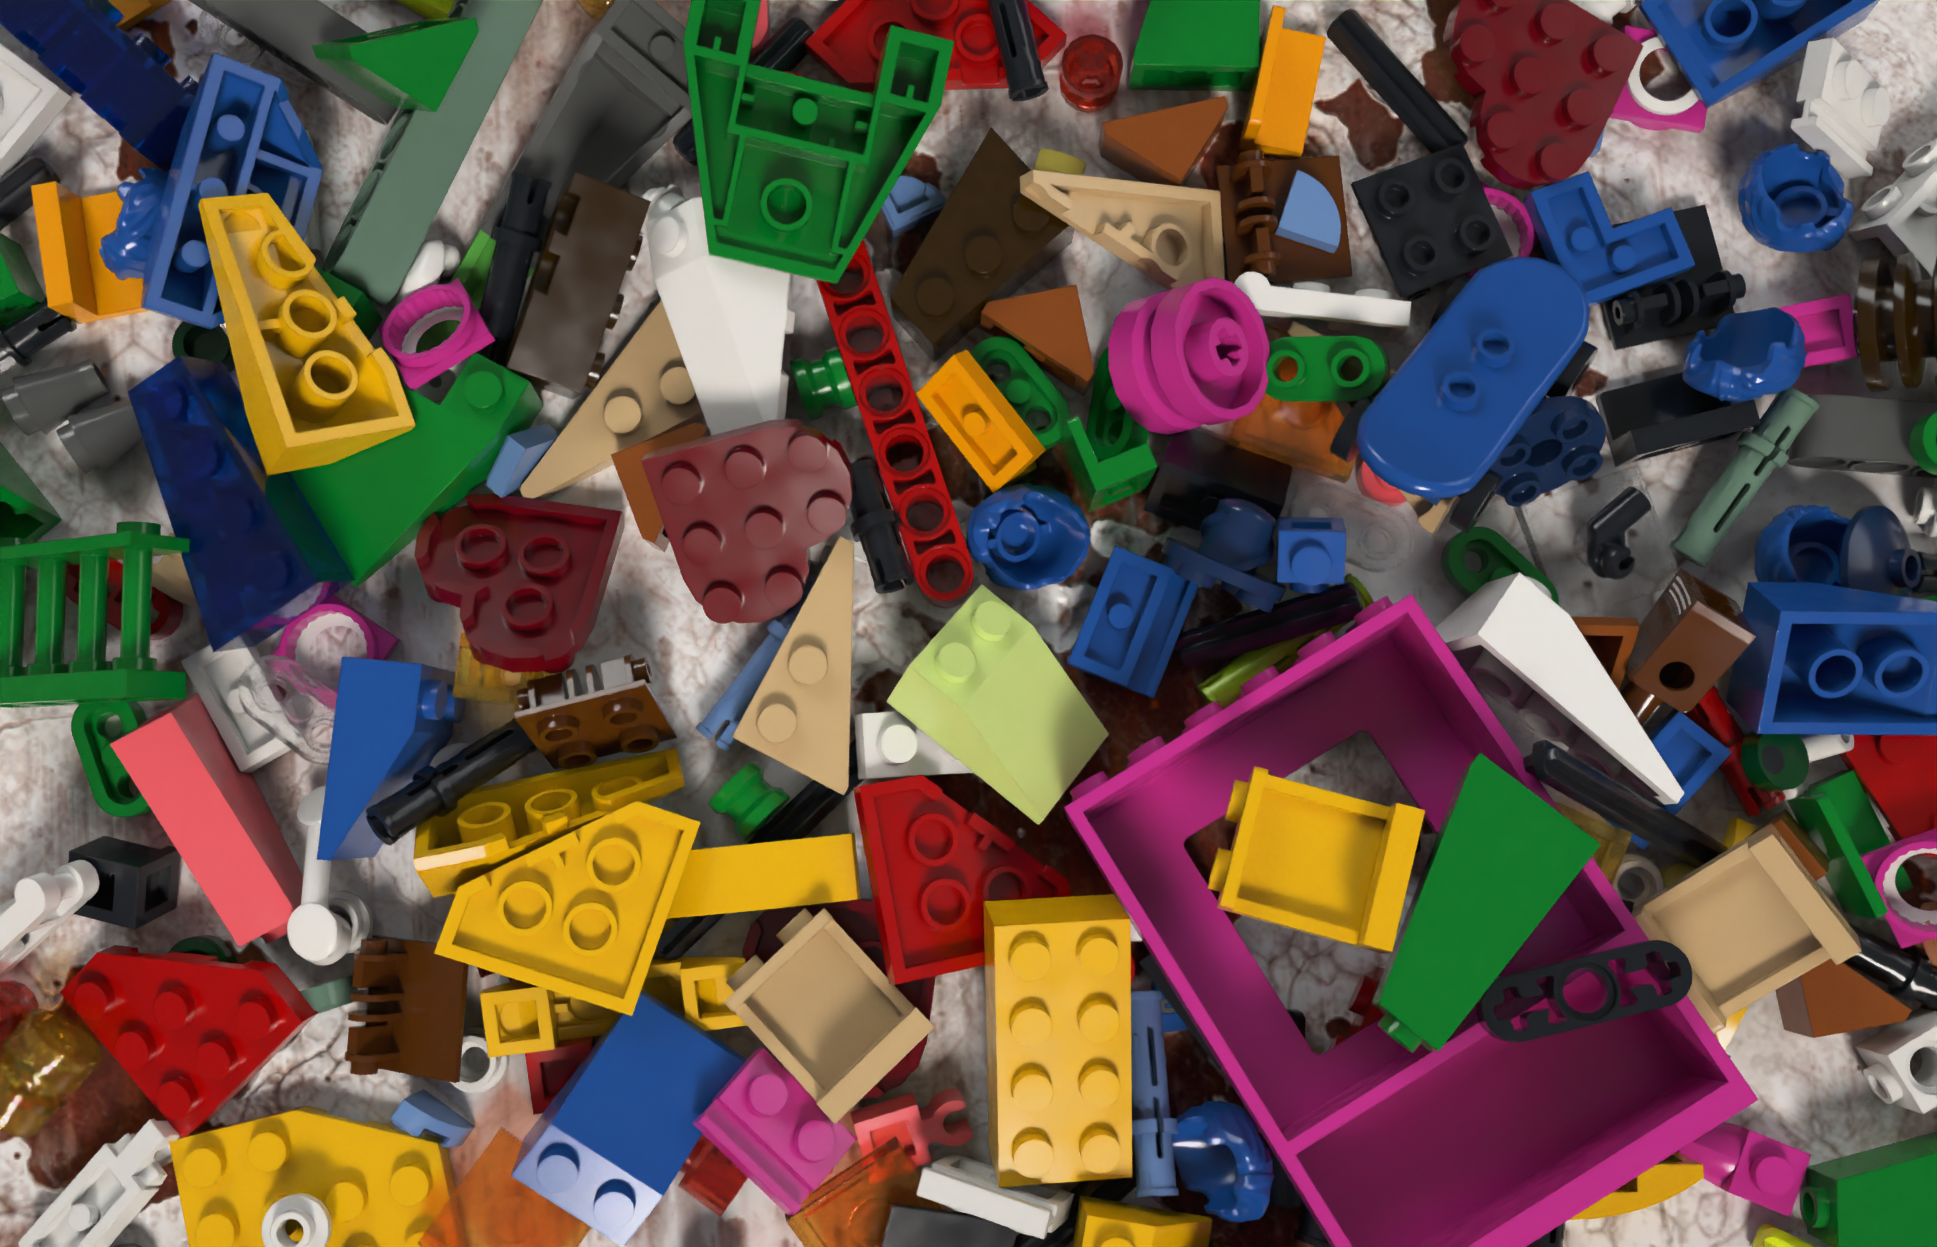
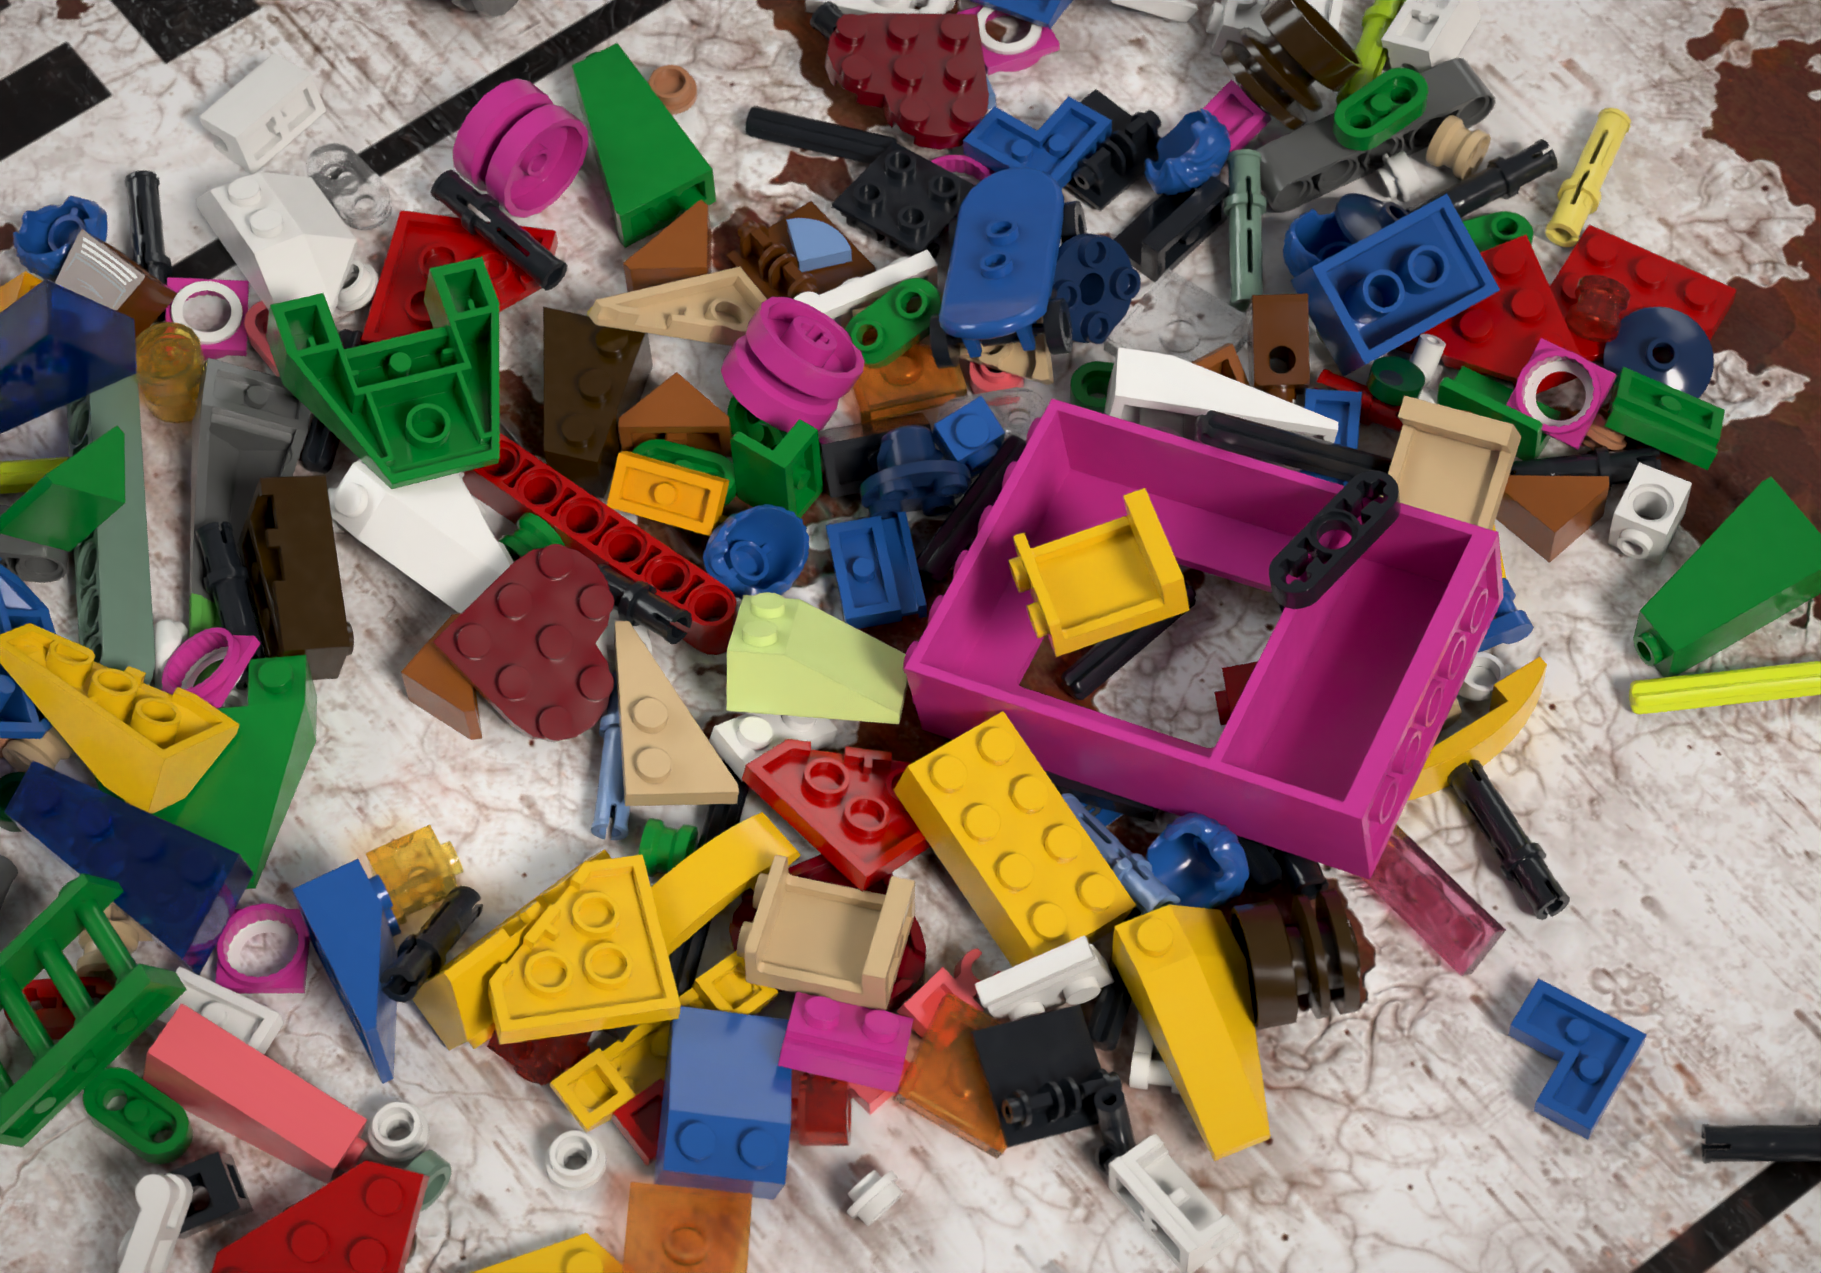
camera: 30 degrees left, 25 degrees down
(298, 713) = (270, 982): clear plate -> none
(312, 928) = (385, 1112): white bar -> none
(411, 1010) = (501, 1140): reddish brown hinge -> none
(428, 1112) = (569, 1217): medium blue tile -> none
(519, 457) = (327, 730): medium blue tile -> none
(521, 575) = (385, 793): dark red plate -> none
(594, 724) = (511, 852): reddish brown hinge -> none
(634, 401) = (390, 630): tan wing -> none
(911, 204) = (518, 404): medium blue tile -> none
(1091, 59) = (580, 238): clear red wheel -> none
(1282, 90) = (739, 181): light orange panel -> none
(1479, 898) = (1225, 523): green slope -> none
(1606, 534) = (1177, 318): black arm -> none
(1750, 1165) = (1589, 658): dark pink plate -> none
(1794, 200) = (1152, 49): blue hair -> none

